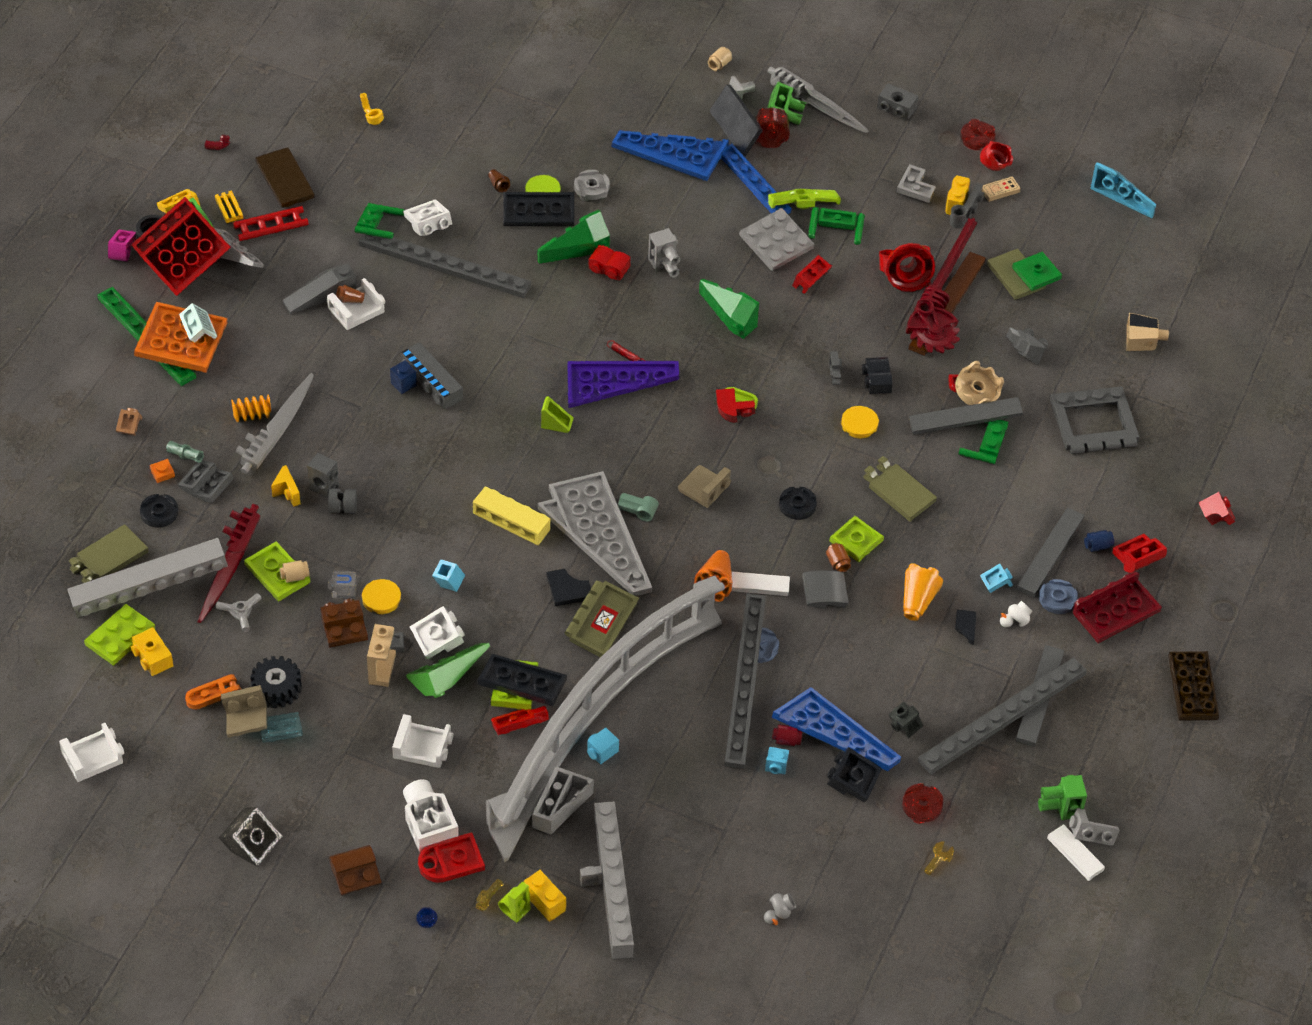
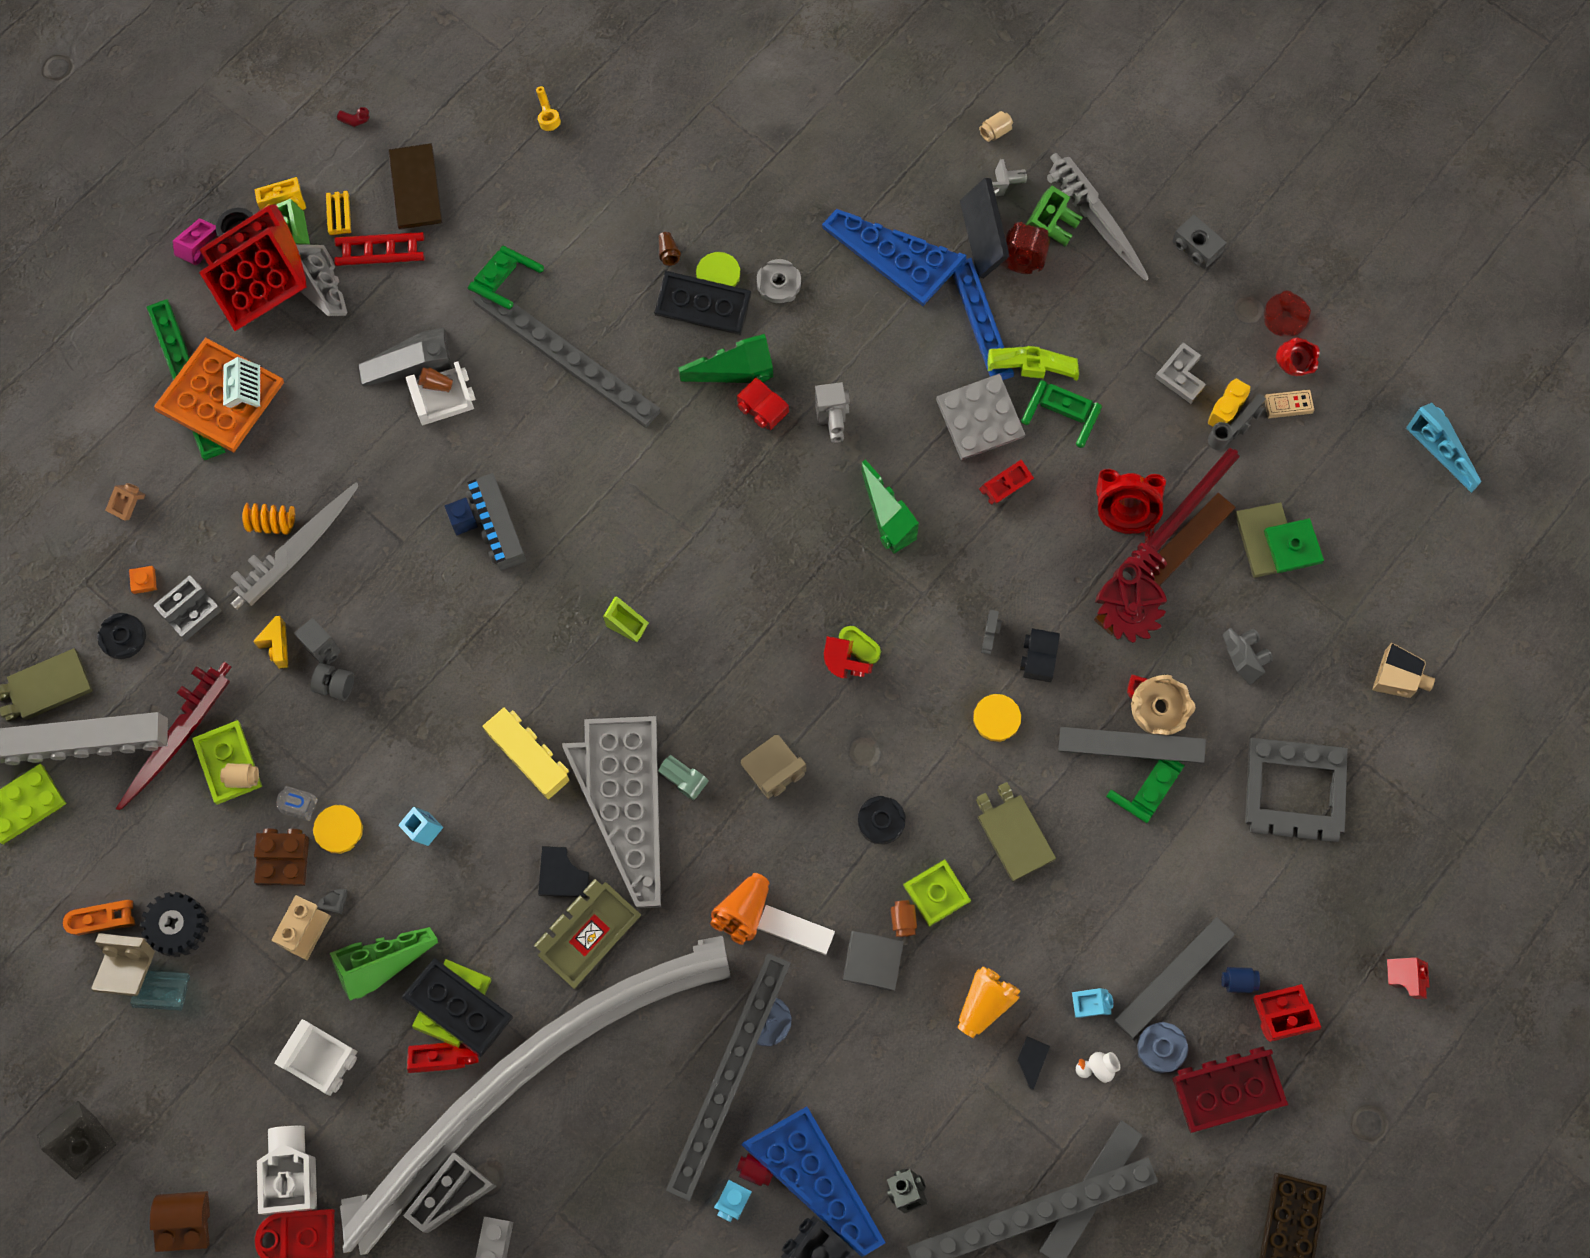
camera: 20 degrees right, 20 degrees up
(152, 652) = (46, 842): yellow brick -> none
(185, 451) = (174, 561): sand green pin -> none
(240, 610) = (167, 807): light grey piece -> none
(428, 217) = (565, 285): white plate -> none
(438, 632) = (384, 904): white plate -> none
(602, 746) = (526, 1123): medium azure brick -> none
(605, 379) = (704, 577): dark purple wing -> none
(624, 352) = (742, 543): red piece -> none

